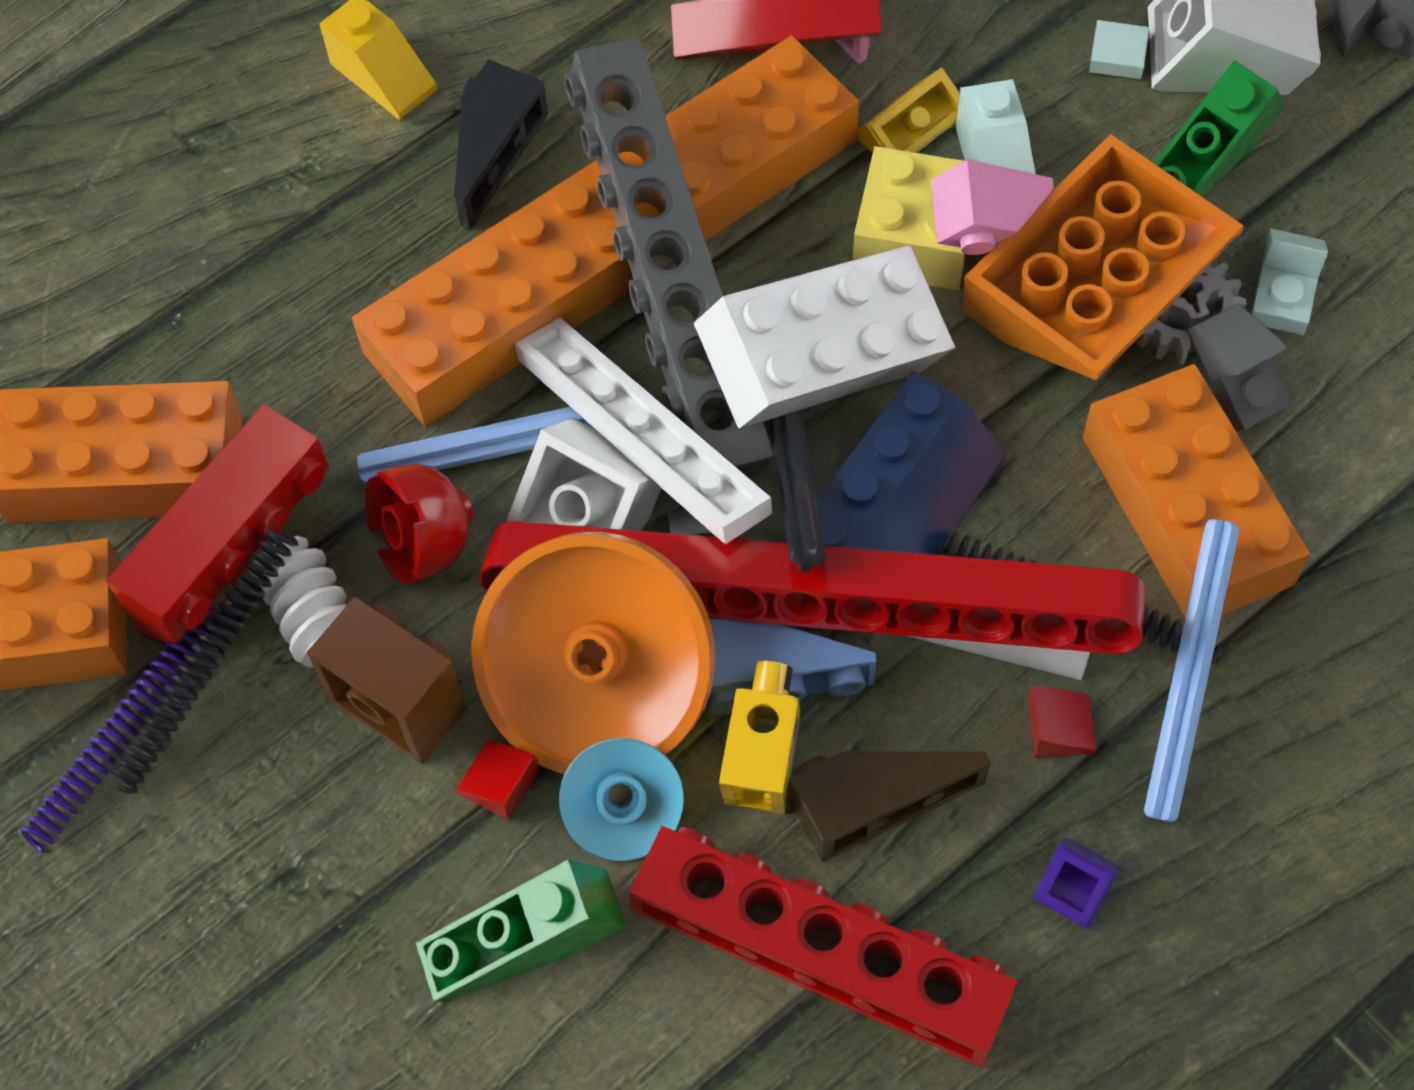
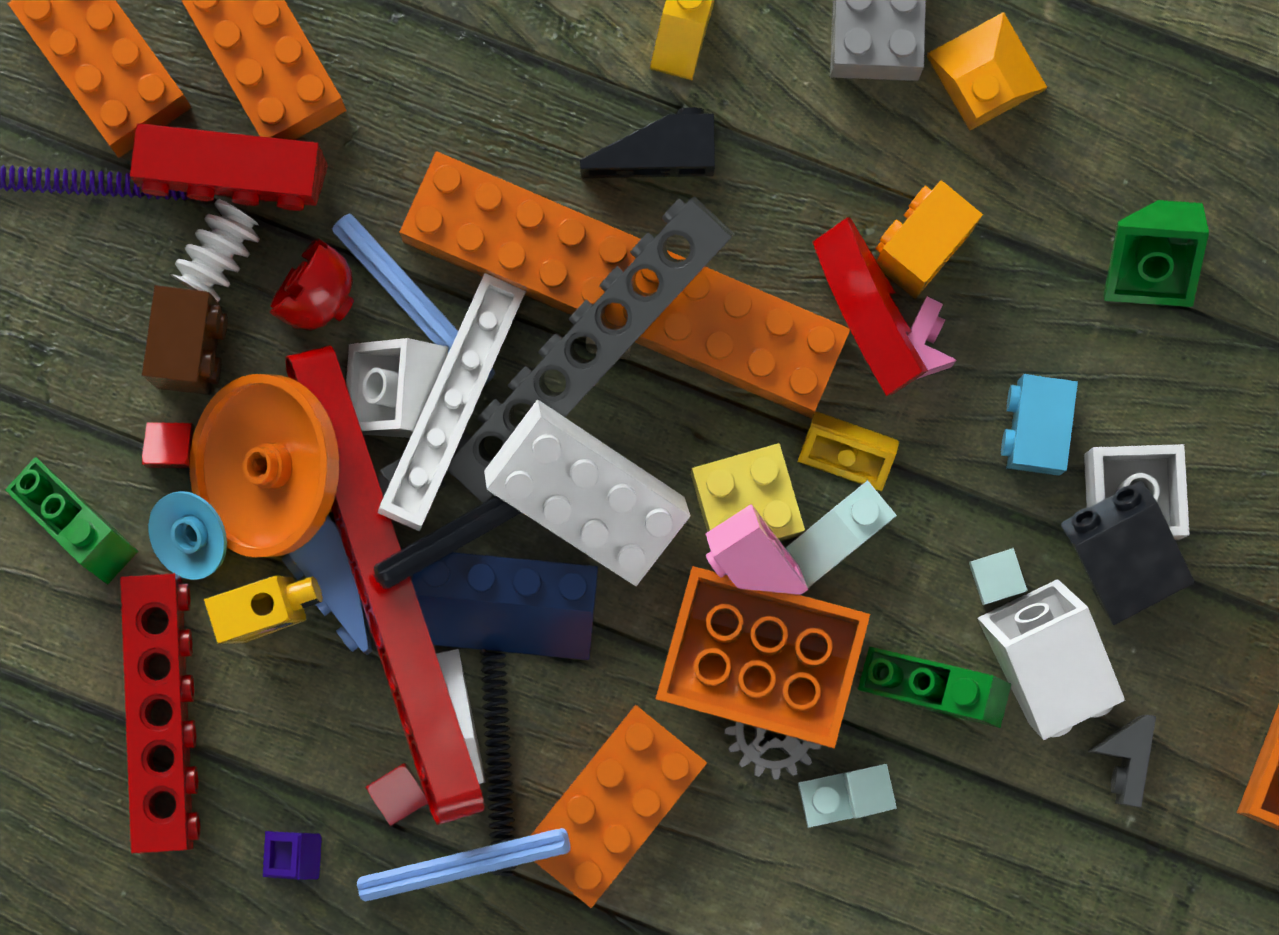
camera: 55 degrees right, 20 degrees up
(208, 654) = (177, 213): black piece -> none
(871, 792) = (274, 691): dark brown slope -> none
(1239, 364) = (737, 793): dark grey slope -> none

